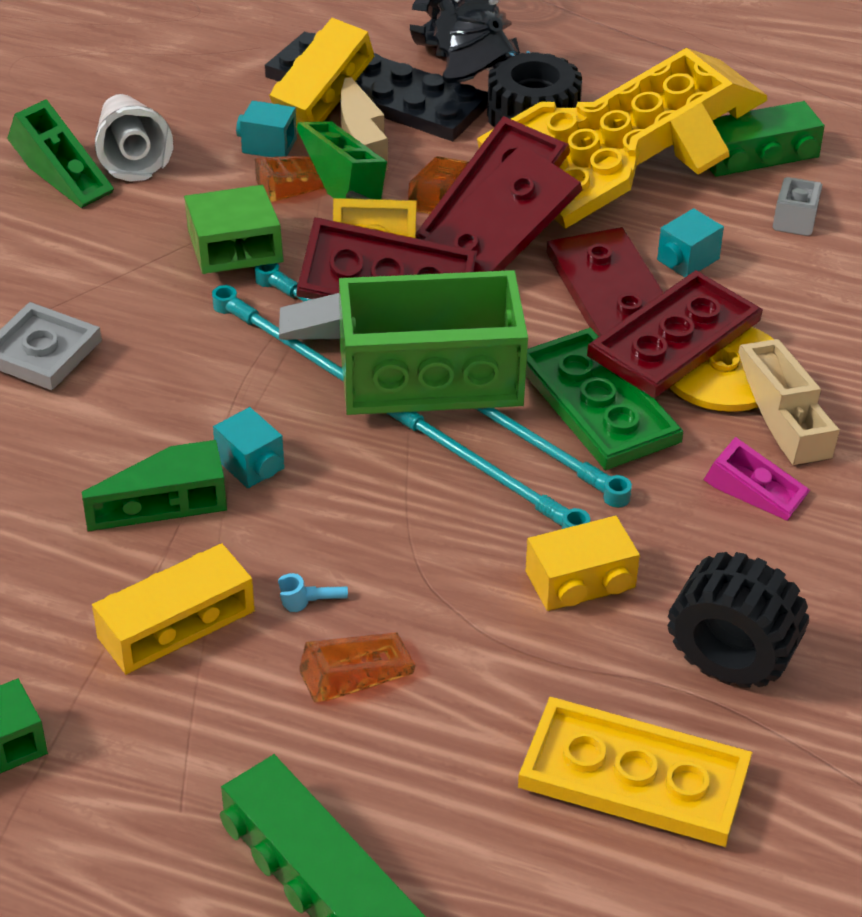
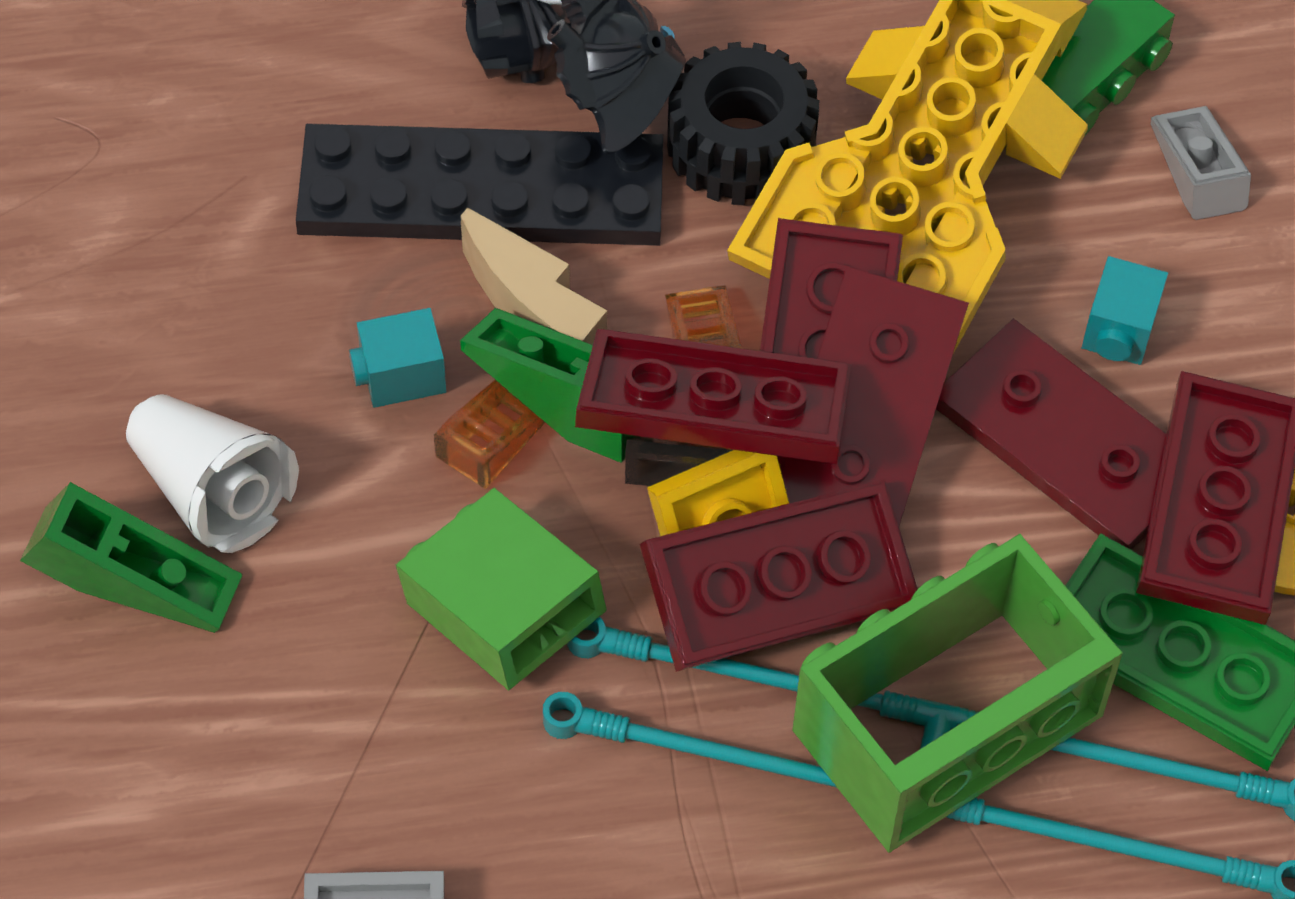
camera: 30 degrees left, 15 degrees up
(311, 319) = (742, 696): light grey slope -> none
(319, 73) = (418, 220): yellow brick -> none
(404, 172) = (714, 396): none -> dark red plate

